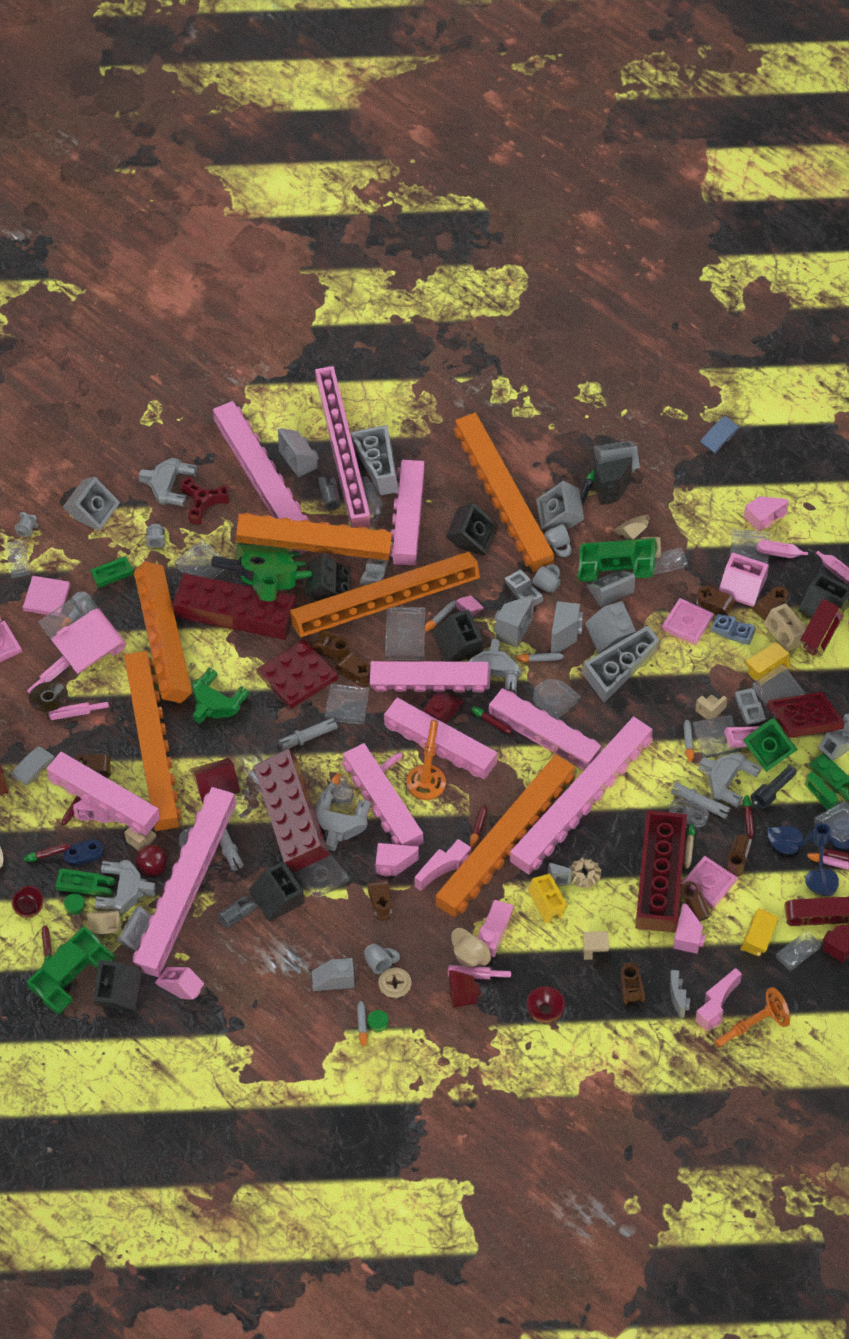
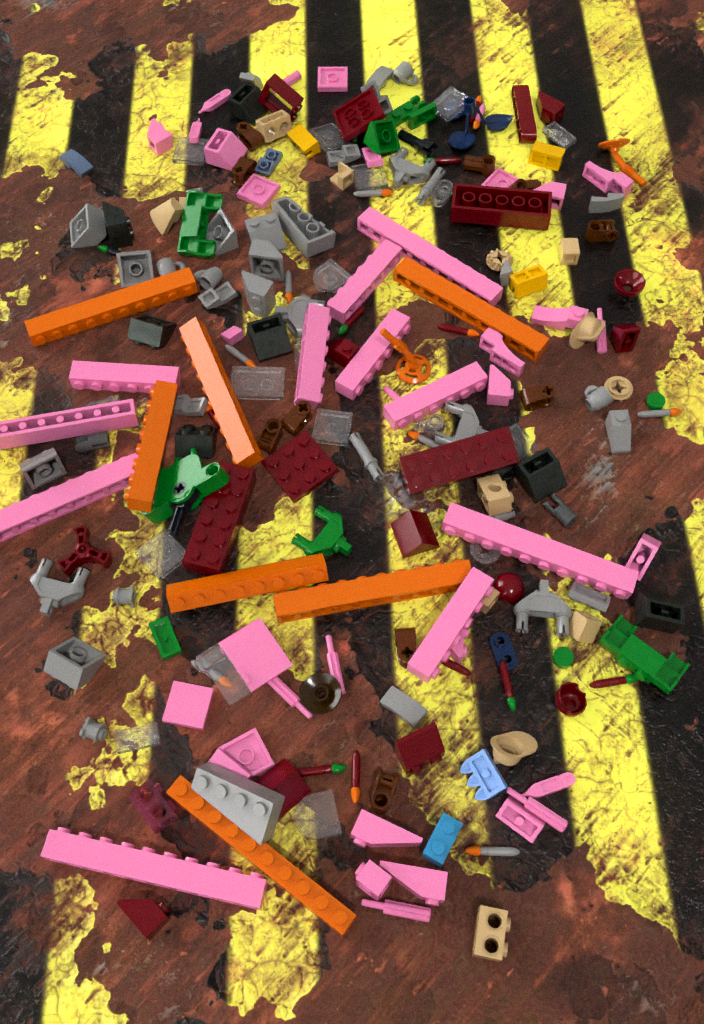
camera: 90 degrees left, 5 degrees up
(84, 883) = (540, 650): green hinge -> none
(252, 844) = (494, 494): none -> tan brick
(376, 454) = (66, 392): light grey wedge -> none

